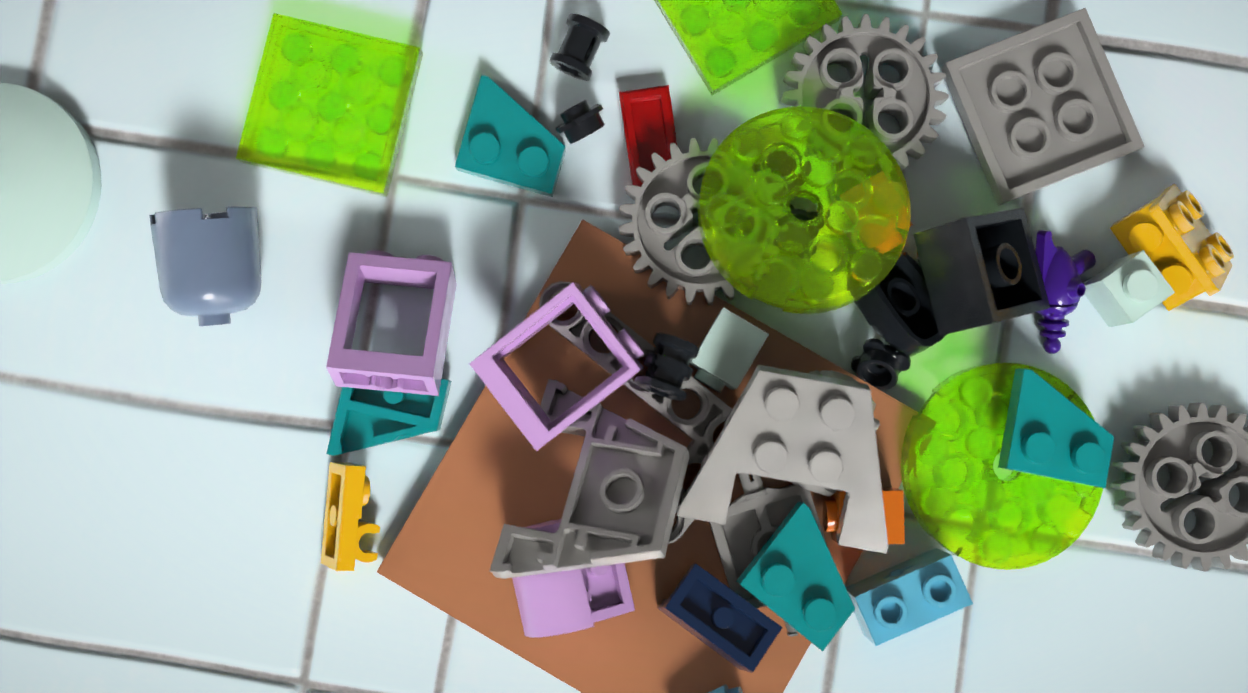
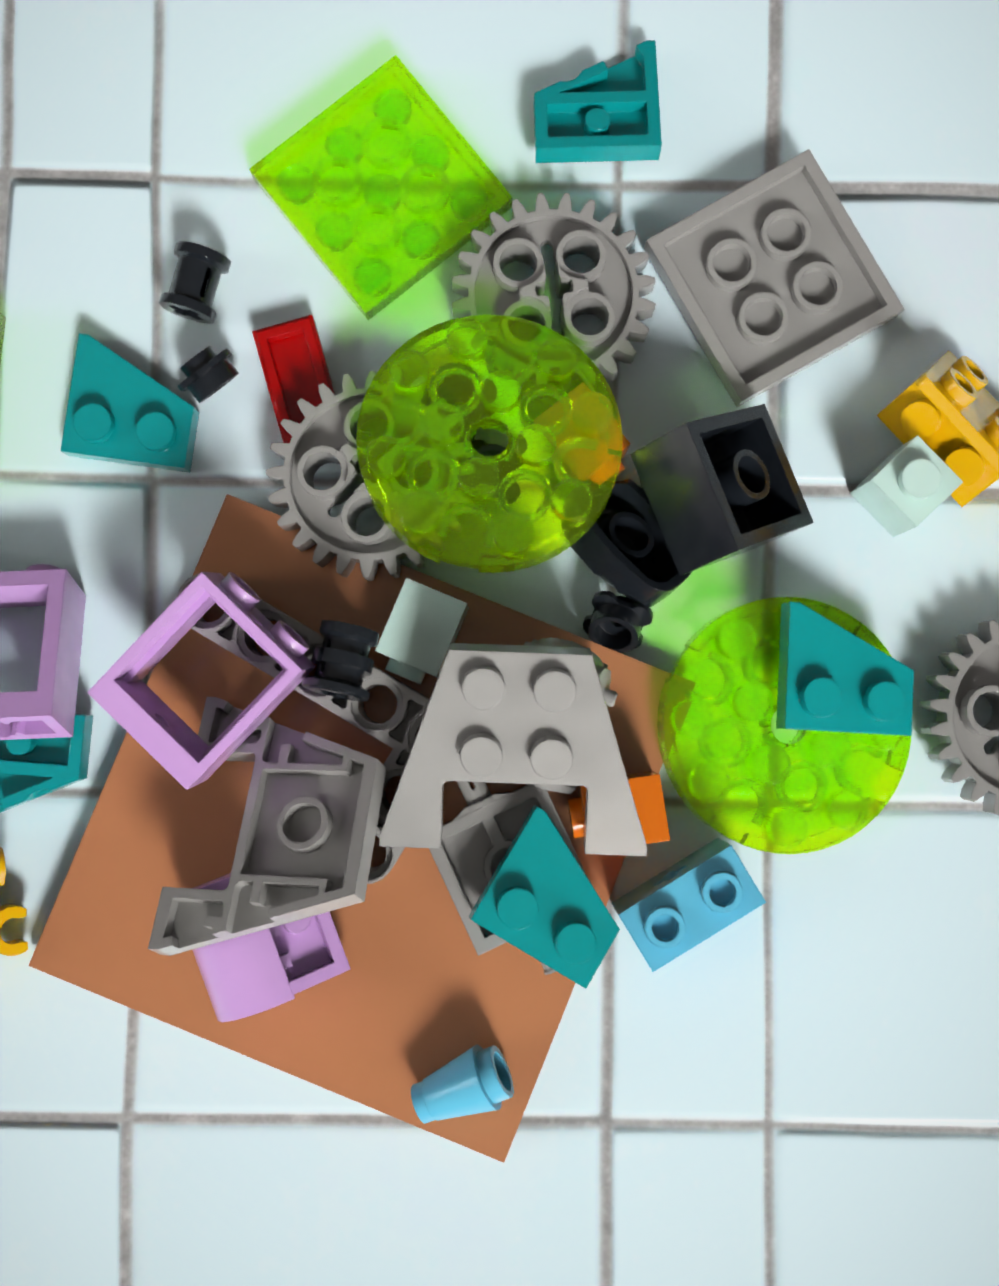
camera: 10 degrees left, 0 degrees up
(720, 618) = (456, 964): dark blue panel -> none
(1062, 286) = (825, 494): dark purple piece -> none

